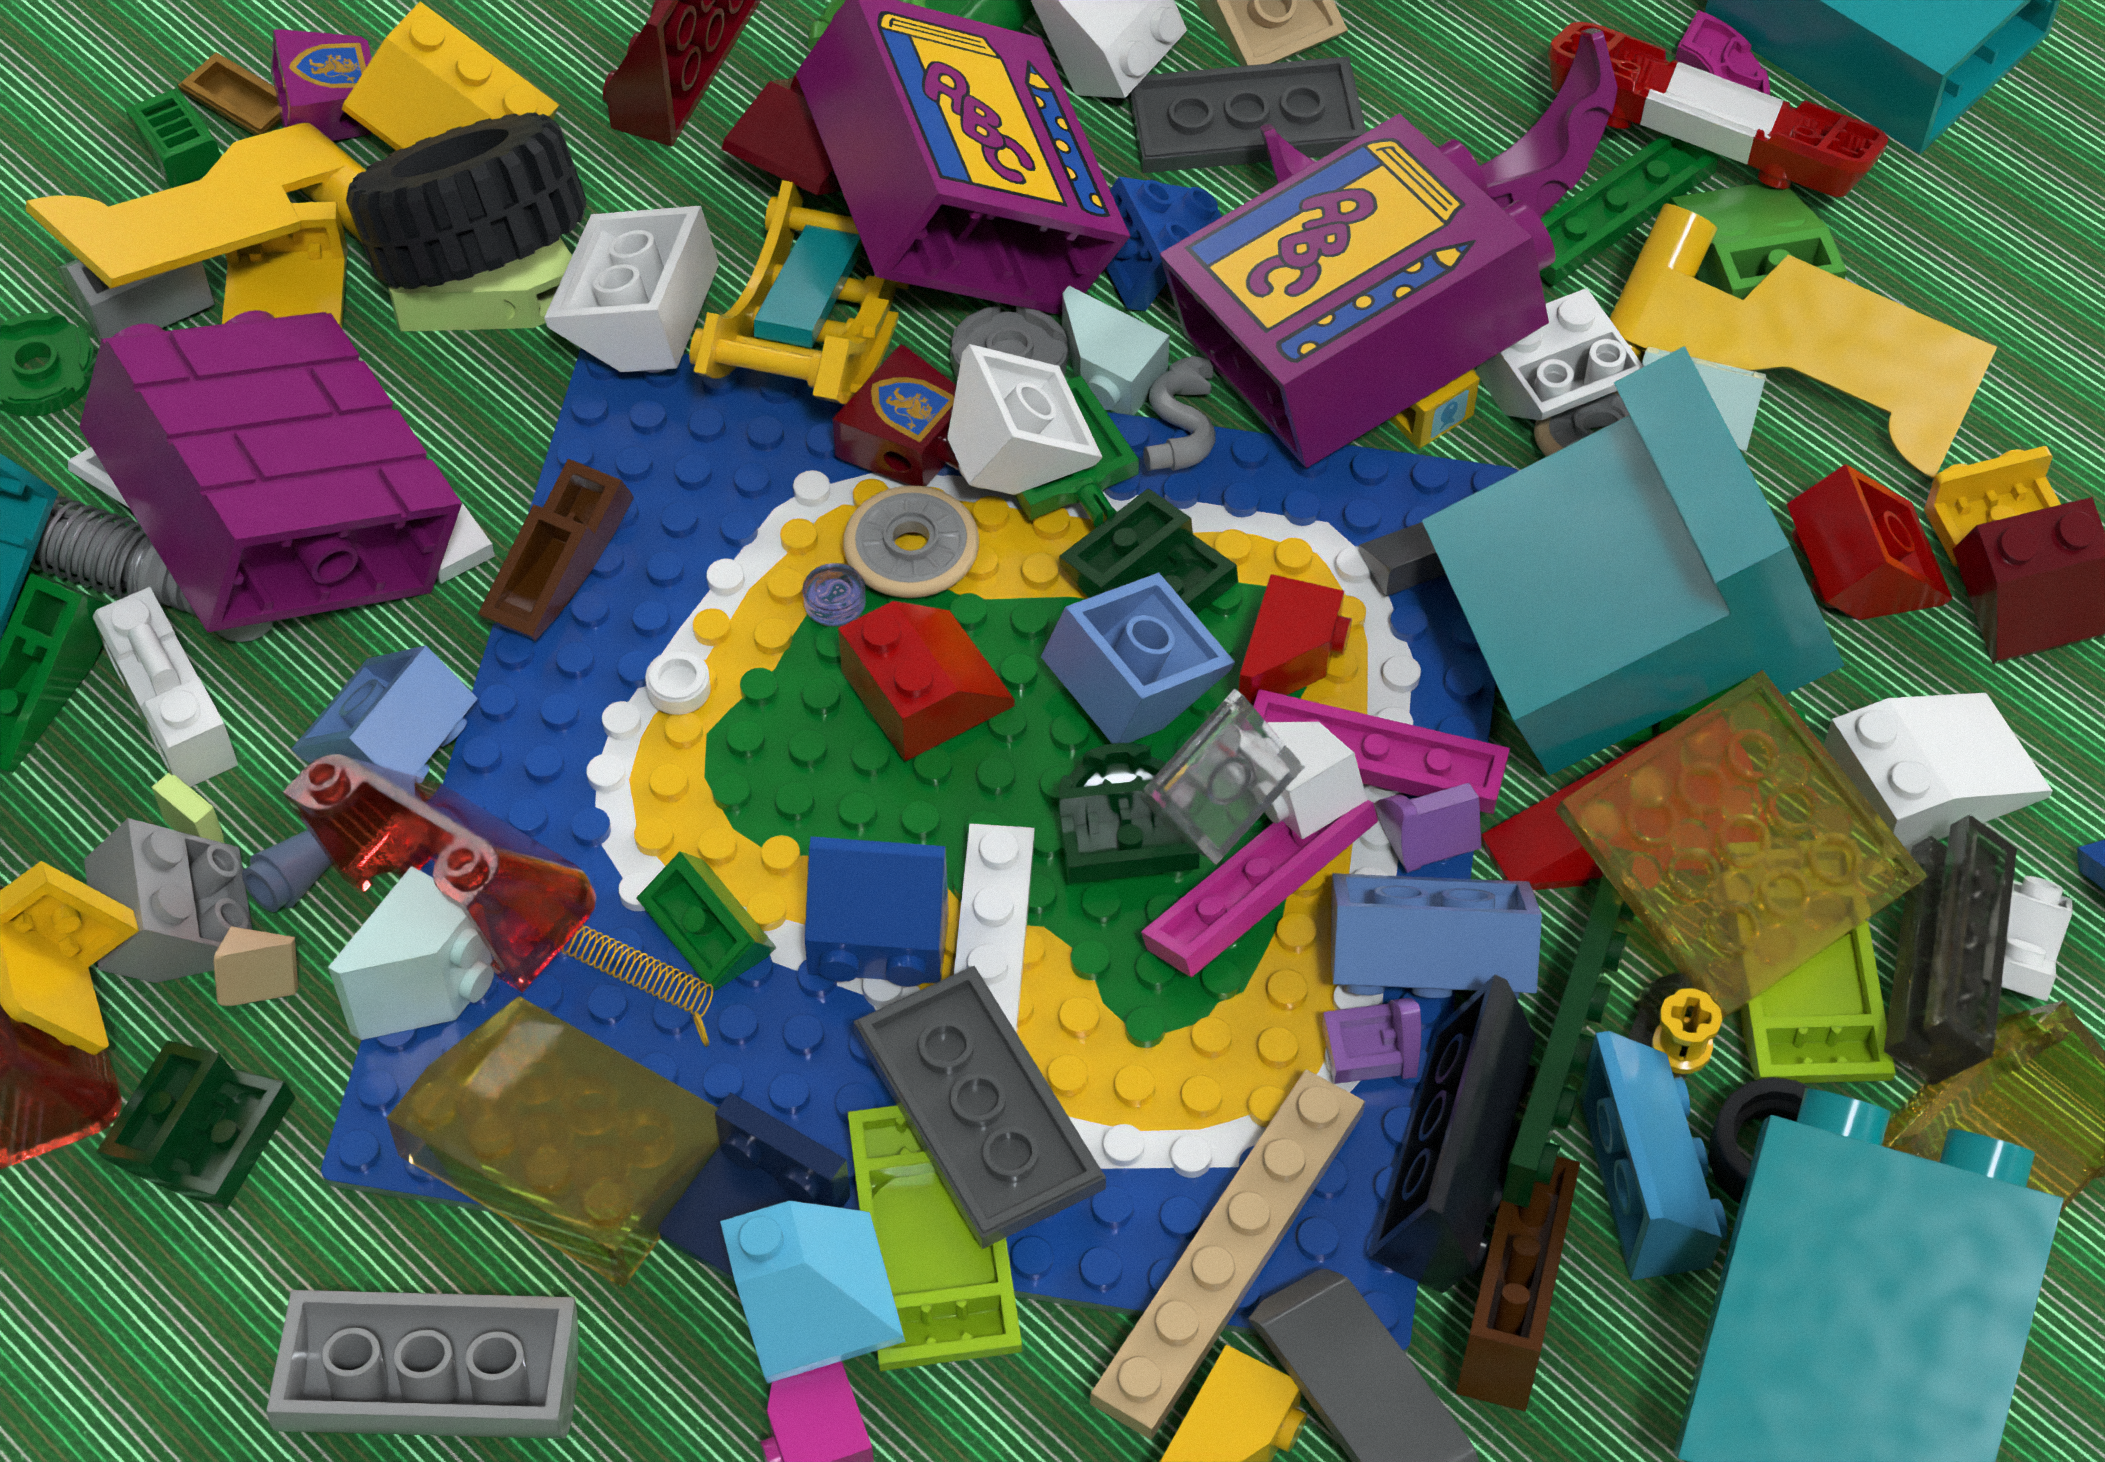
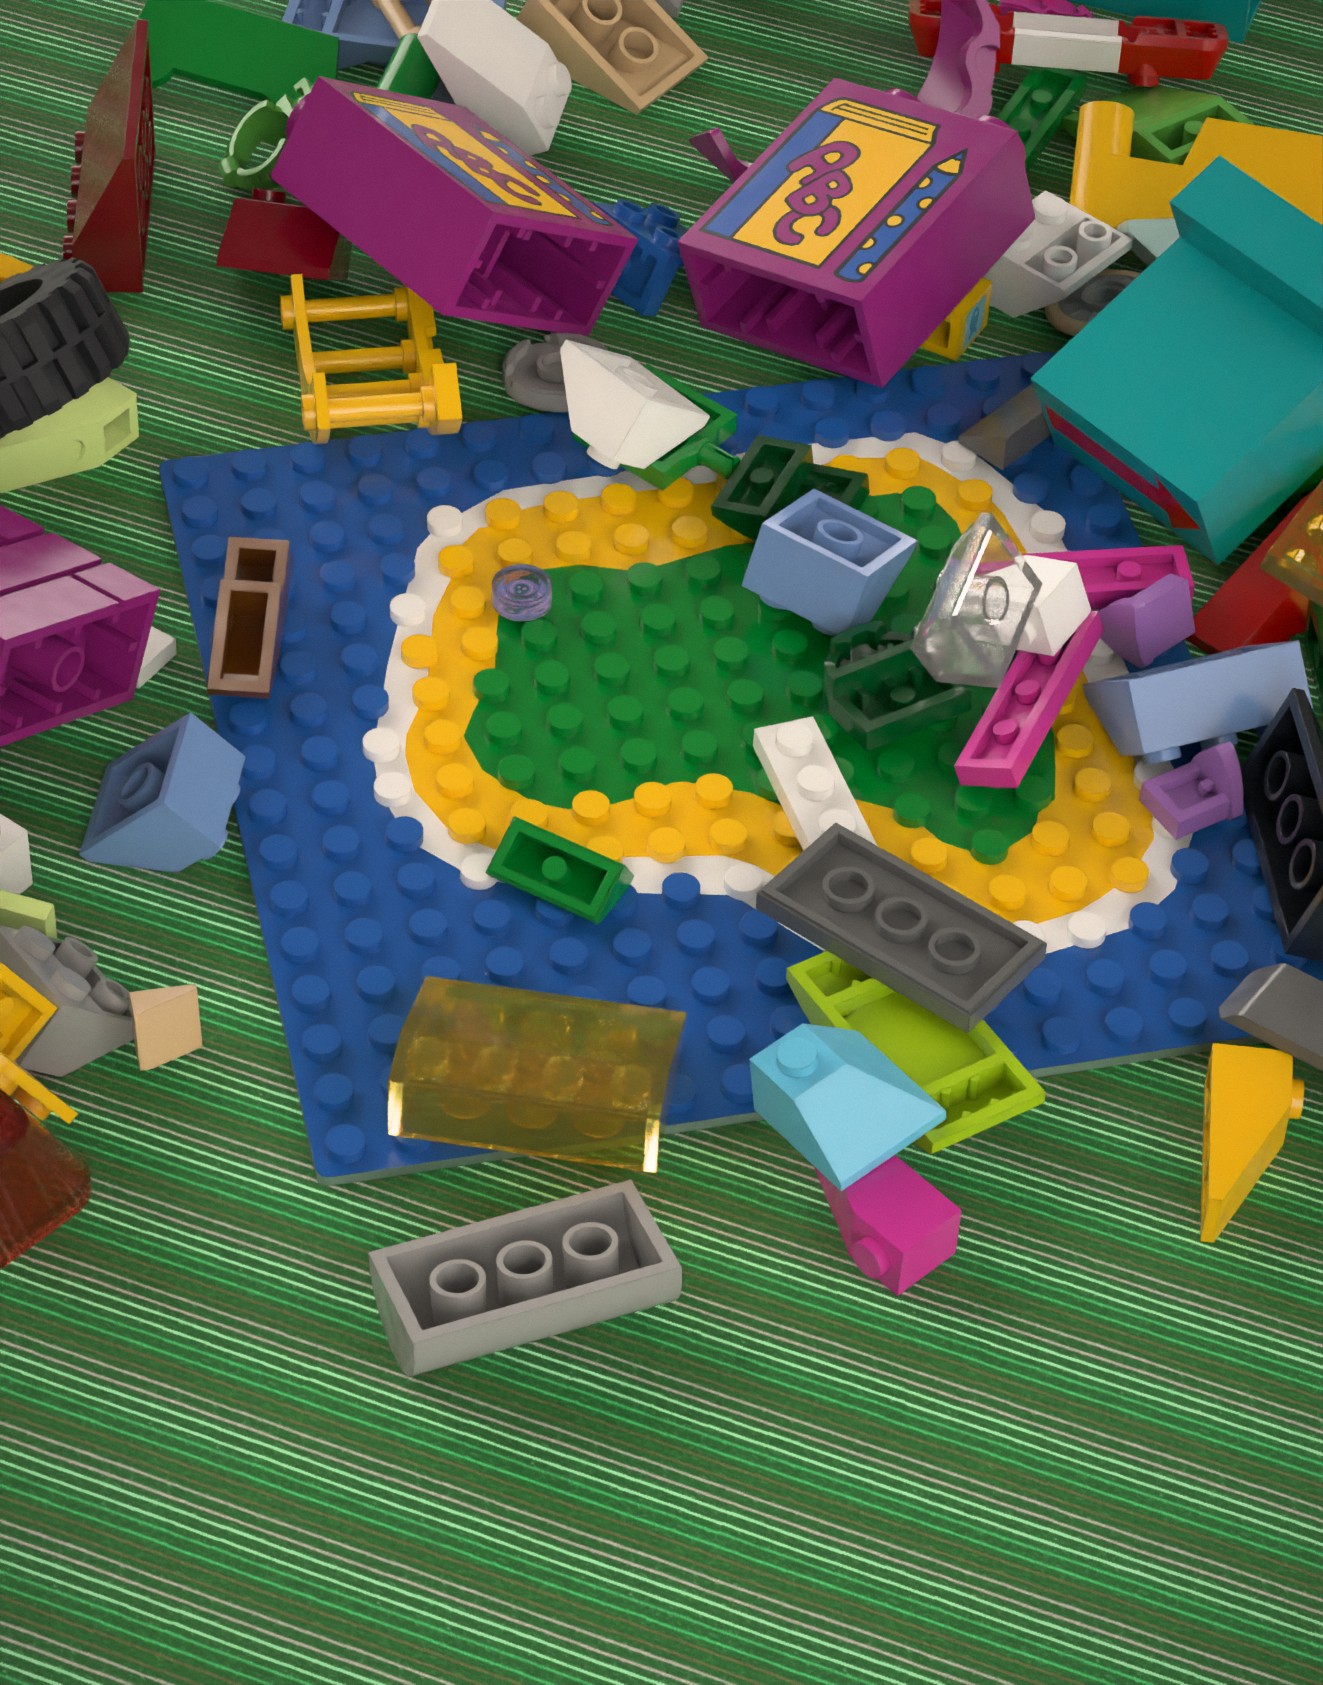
camera: 25 degrees left, 10 degrees down
(196, 1124) = (176, 1171): dark green slope -> none
(285, 871) = (143, 943): sand blue cone -> none
(410, 962) = (335, 957): light aqua slope -> none
(506, 883) = (238, 854): clear red windscreen -> none
(636, 287) = (199, 394): white slope -> none
(678, 682) = (421, 696): white tile -> none
(697, 1018) = (598, 945): yellow piece -> none
(752, 1169) = (724, 1027): dark blue bracket -> none
(807, 286) = (359, 353): teal tile -> none
(876, 910) = (723, 805): blue slope -> none
(899, 421) = (514, 439): dark red torso -> none
(915, 573) = (599, 548): light grey wheel -> none
(919, 675) = (637, 633): red slope -> none
(1113, 351) = (653, 336): light aqua slope -> none
(1183, 378) = (724, 368): light grey animal -> none
(1217, 113) = (650, 144): dark grey tile -> none
(1227, 1255) = (1166, 987): tan plate -> none
(1293, 637) = (943, 505): red slope -> none

